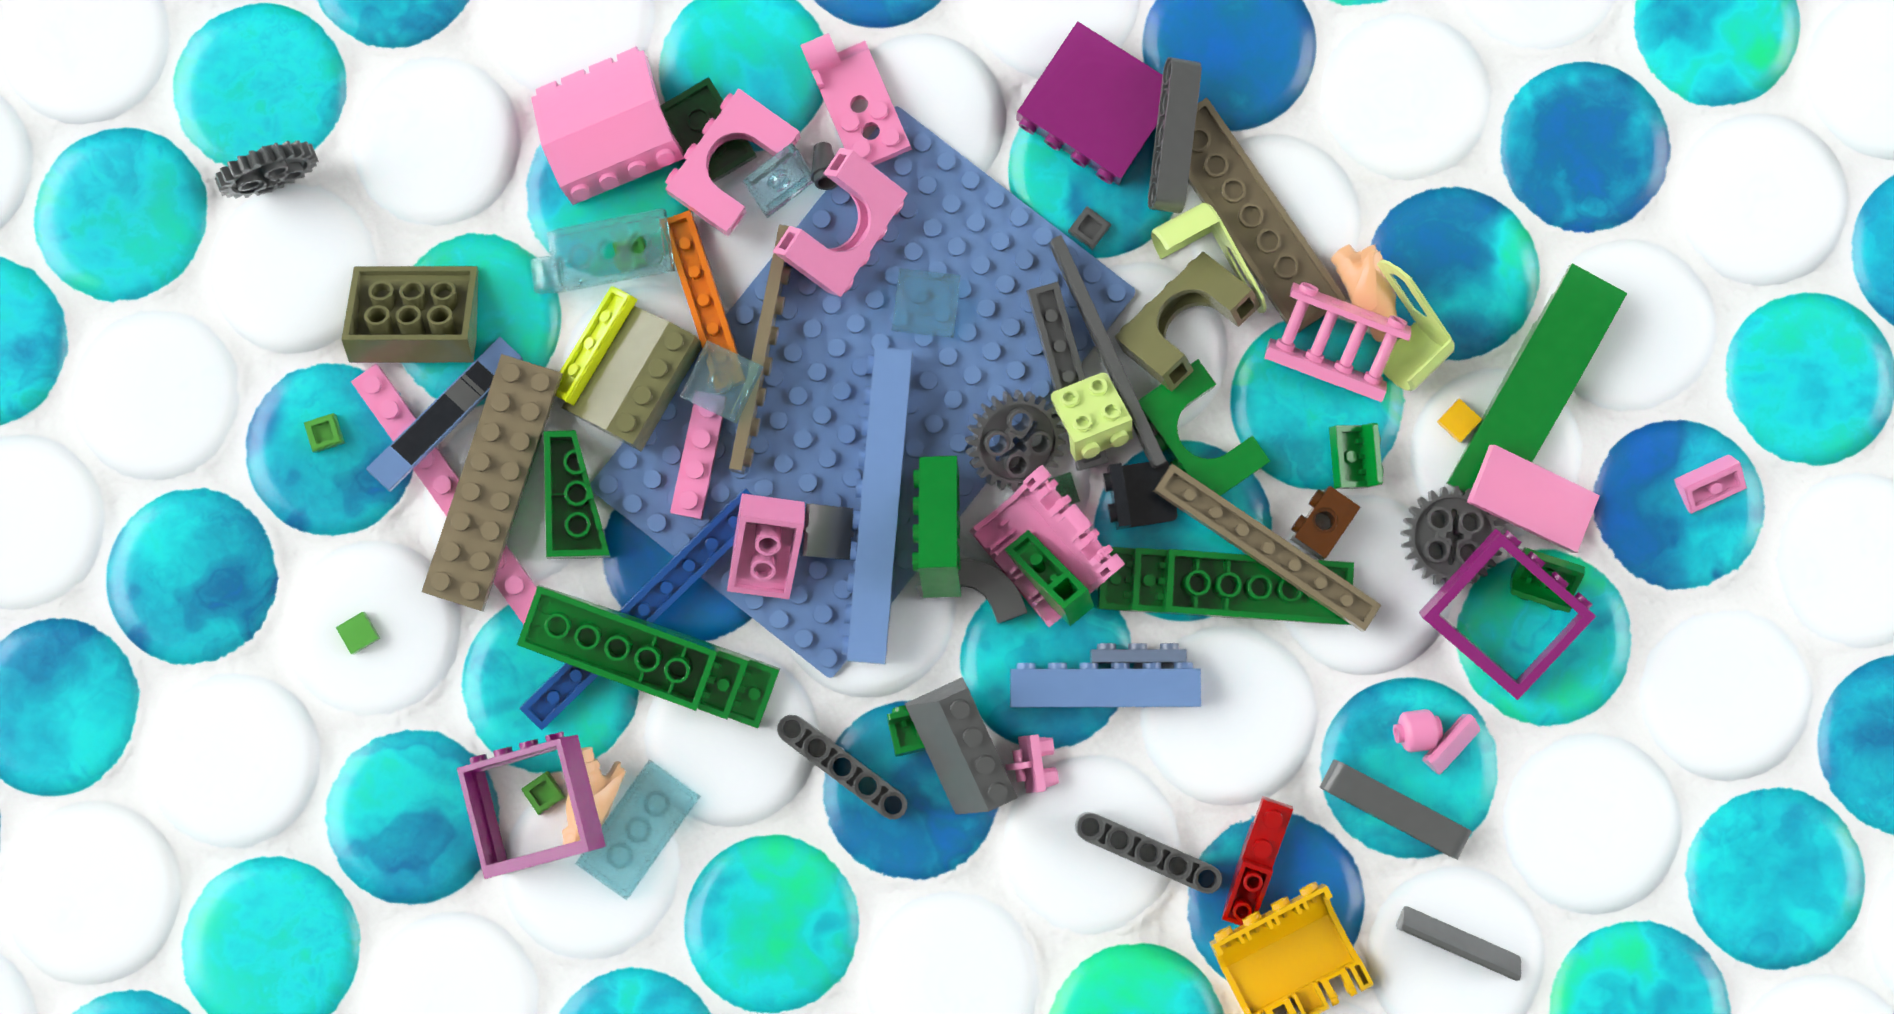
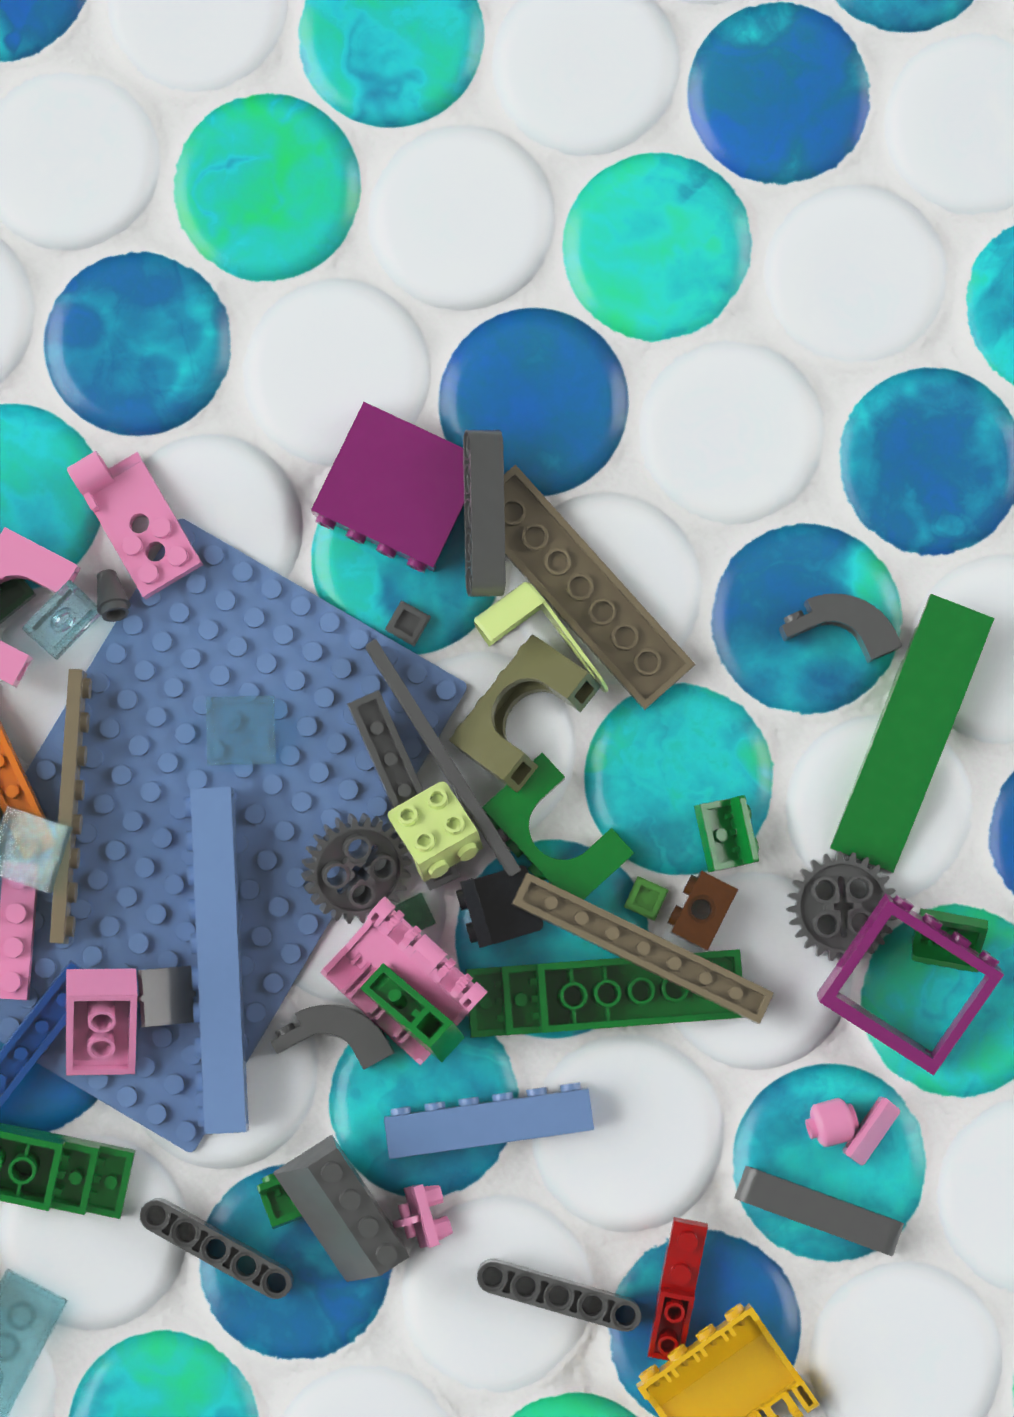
camera: 10 degrees left, 0 degrees up
(876, 203) = (172, 632): bright pink arch -> none
(938, 526) = (283, 974): green wedge -> none
(1138, 653) = (519, 1080): sand blue plate -> none
(1273, 505) = (646, 898): none -> bright green tile
(1339, 372) = (699, 744): bright pink fence -> none
(1366, 282) = (717, 651): light nougat animal -> none
(1429, 340) = (778, 708): yellowish green piece -> none
(1459, 420) = (834, 778): yellow tile -> none
(1460, 943) = (907, 1345): slope -> none
(1497, 274) = (861, 619): none -> dark grey arch
(1533, 498) = (923, 854): bright pink tile -> none

